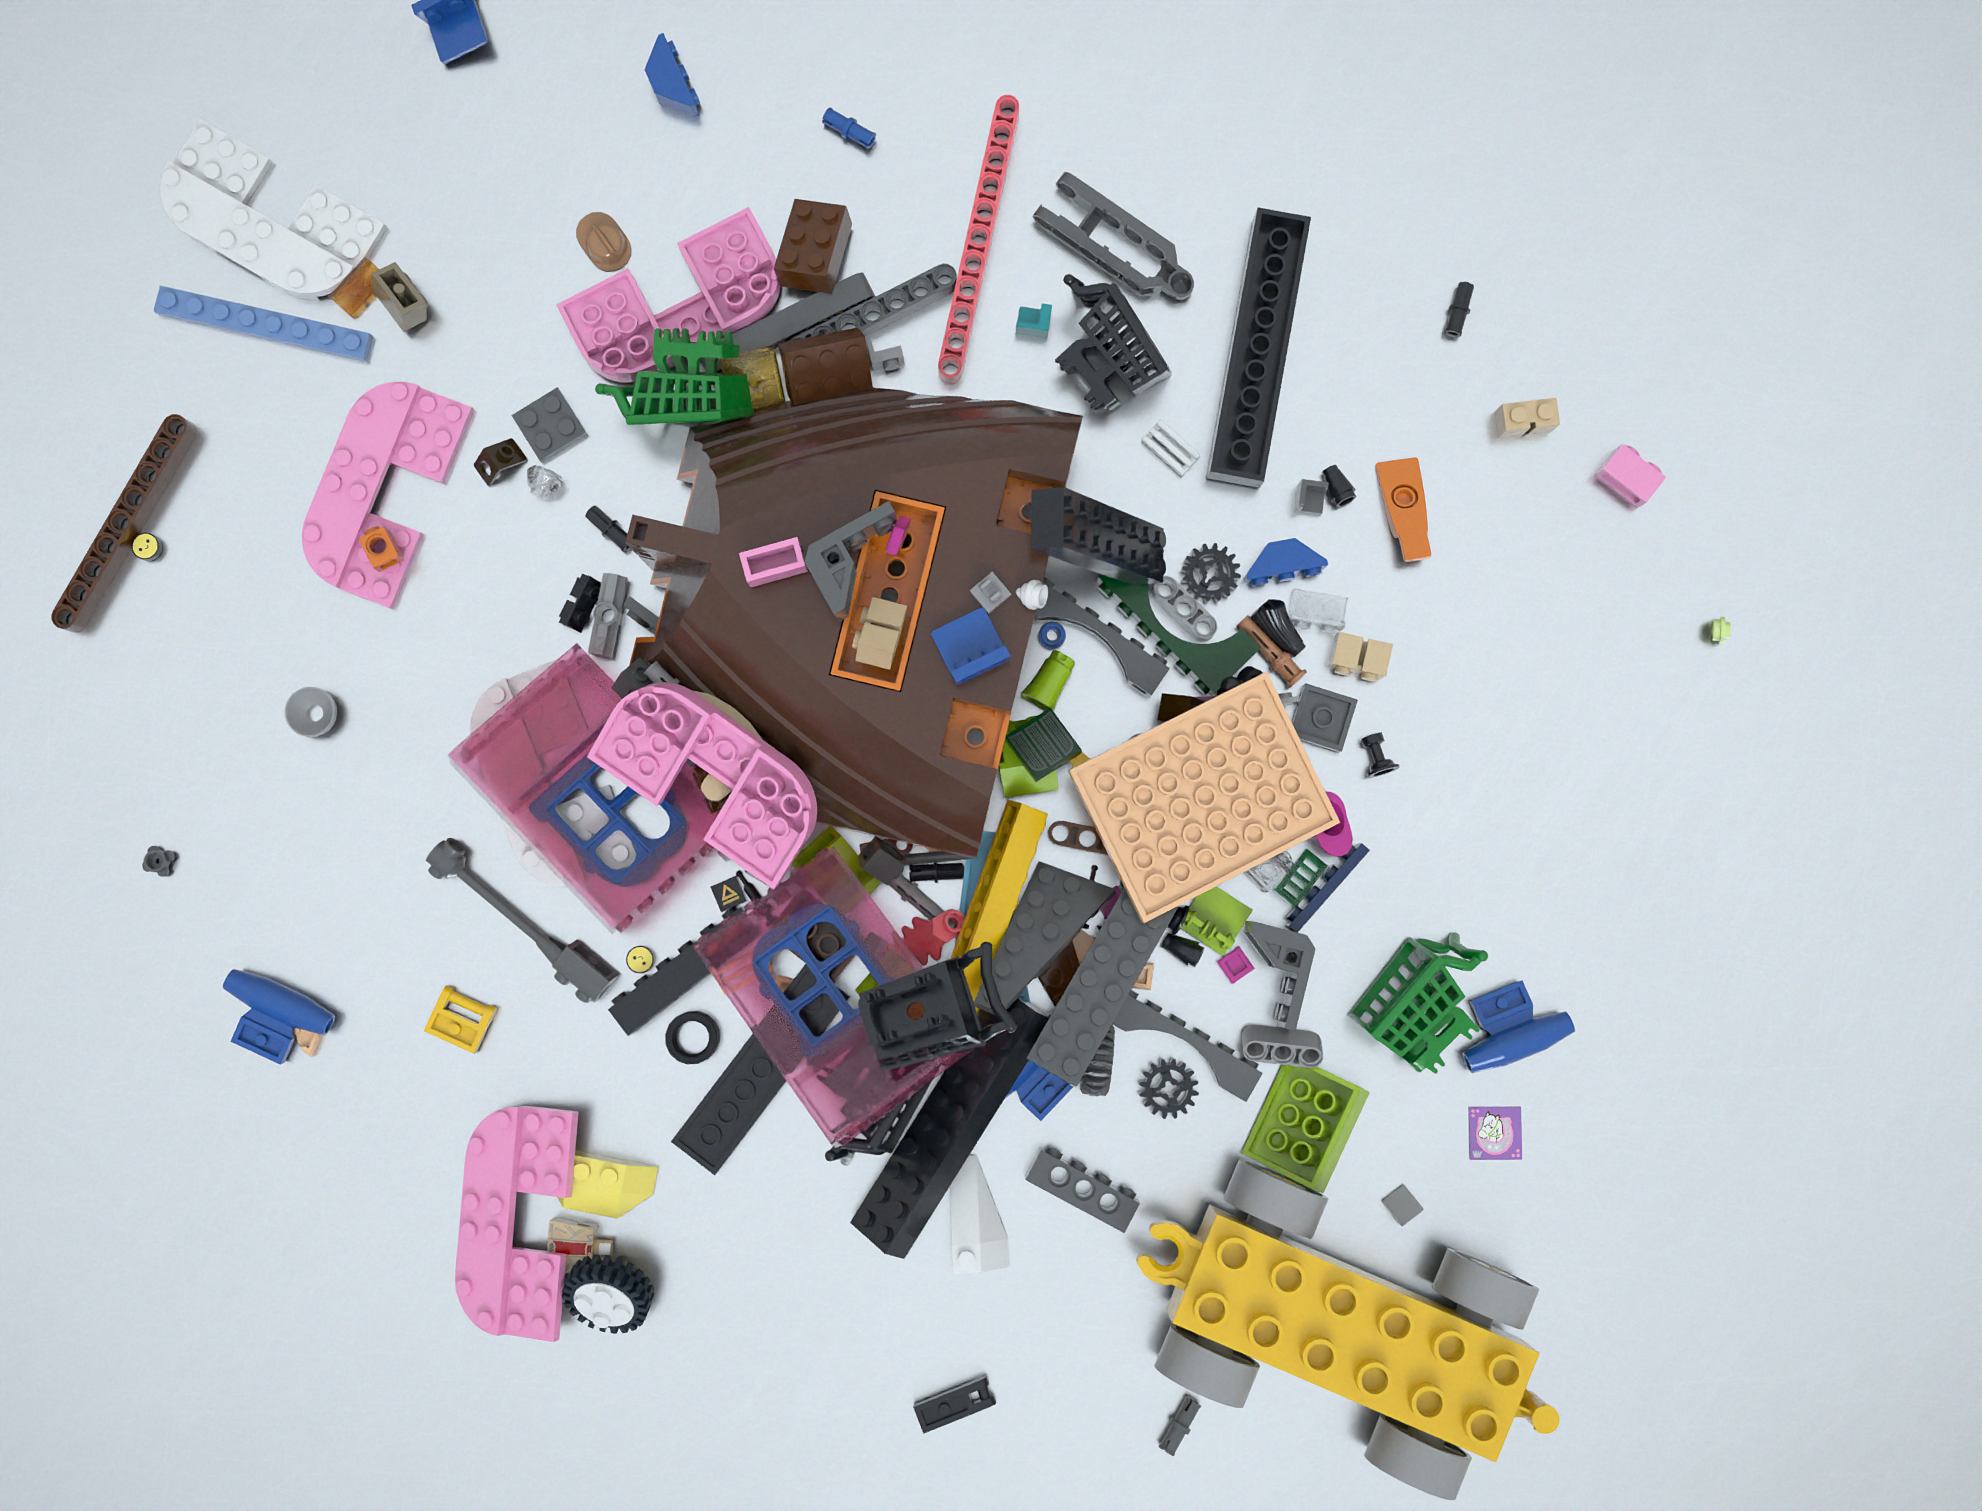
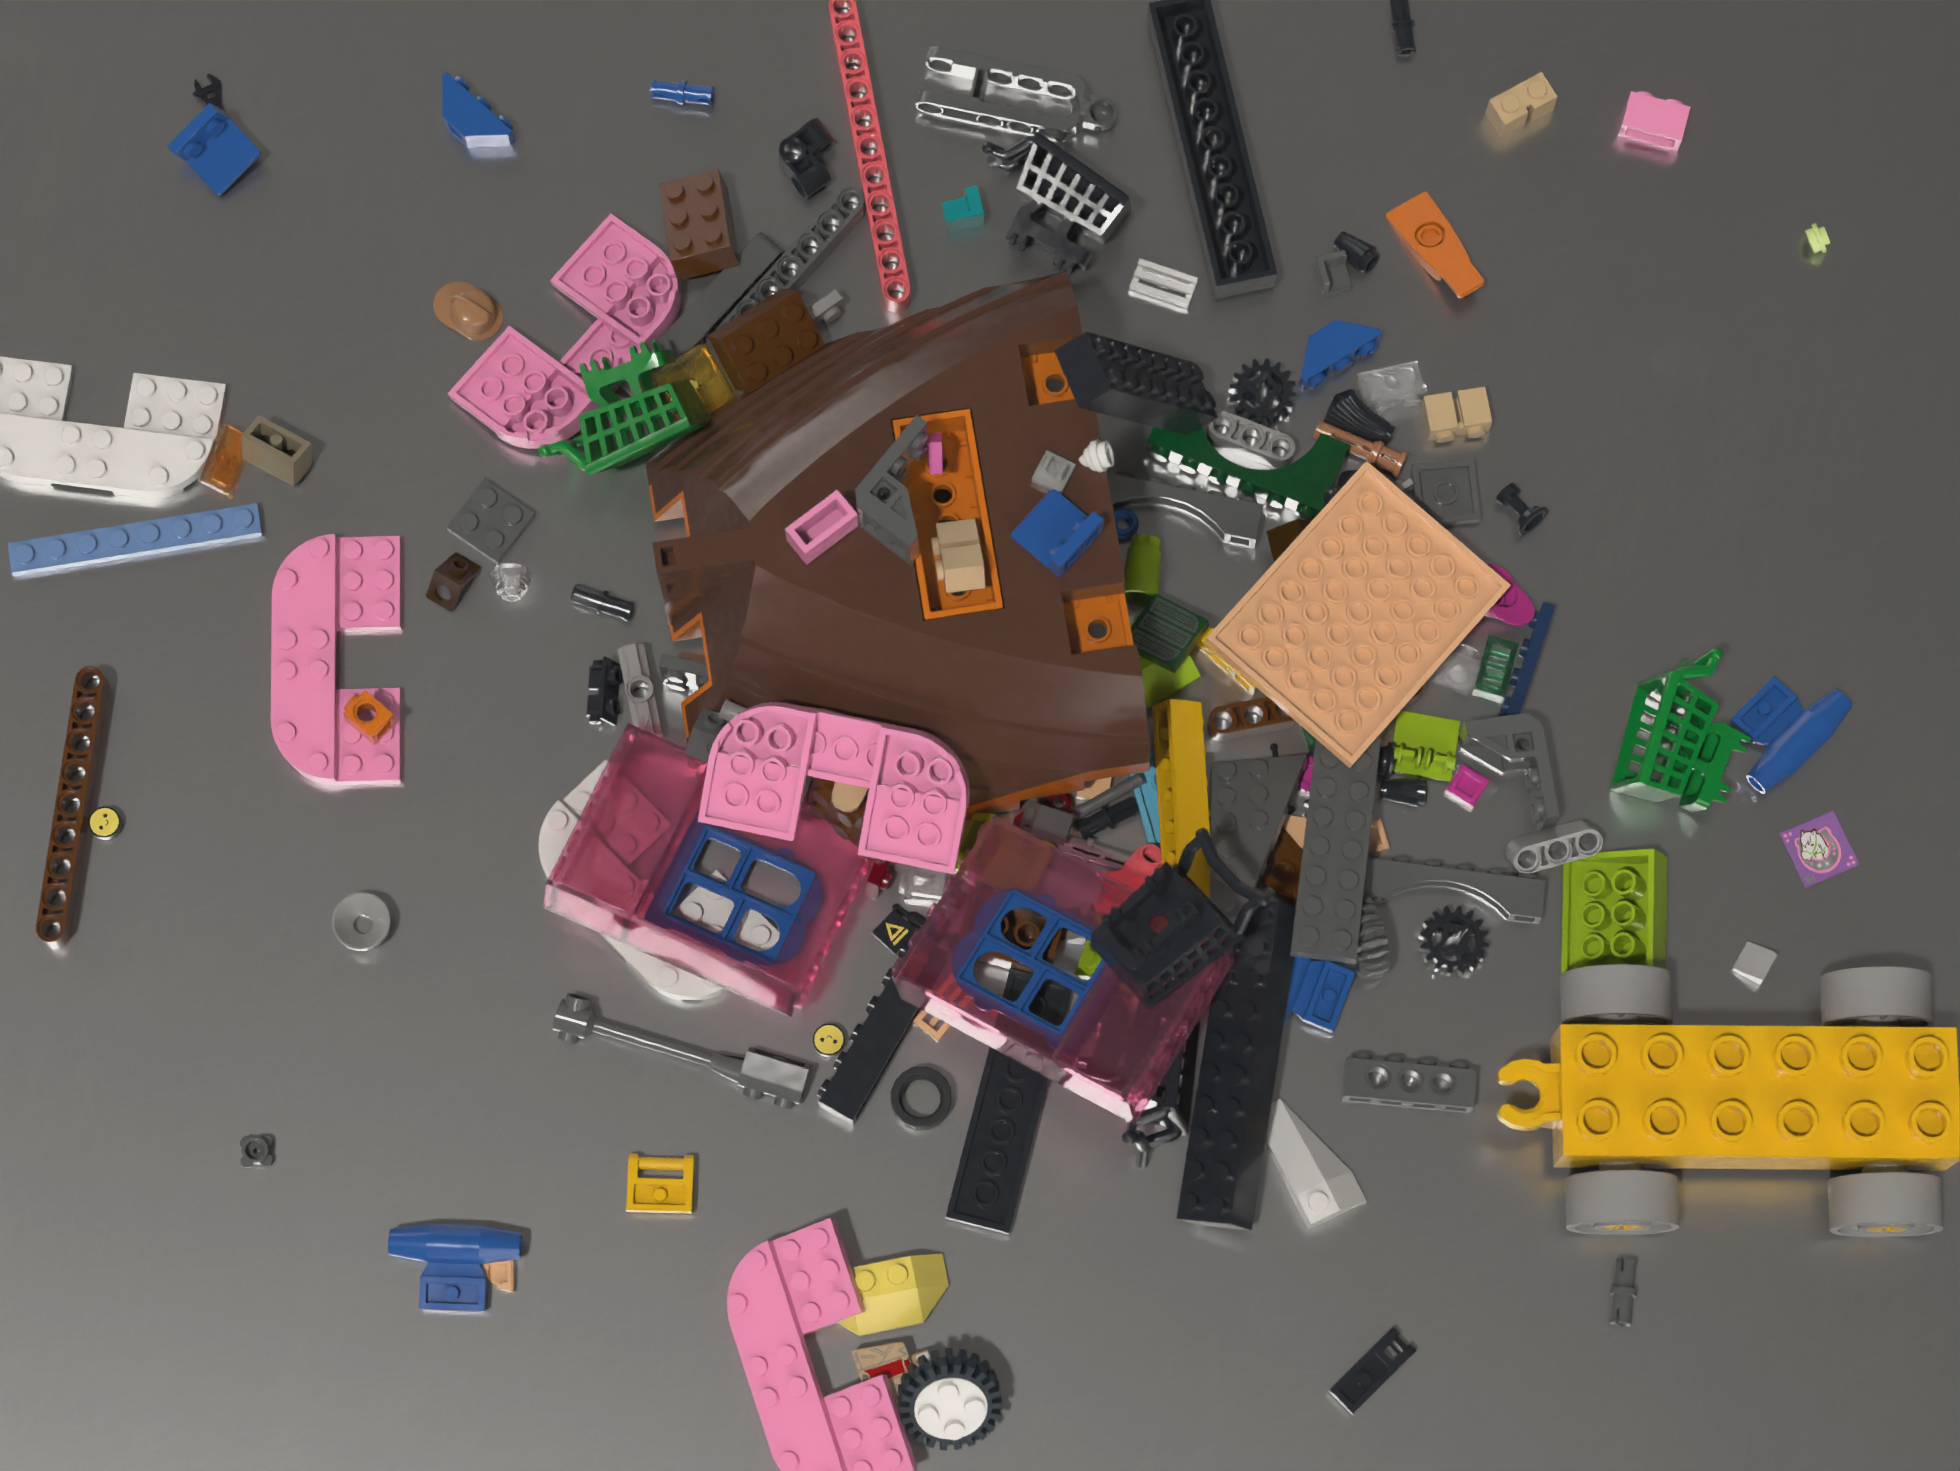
camera: 20 degrees left, 10 degrees down
(935, 213) = (807, 171): none -> black piece

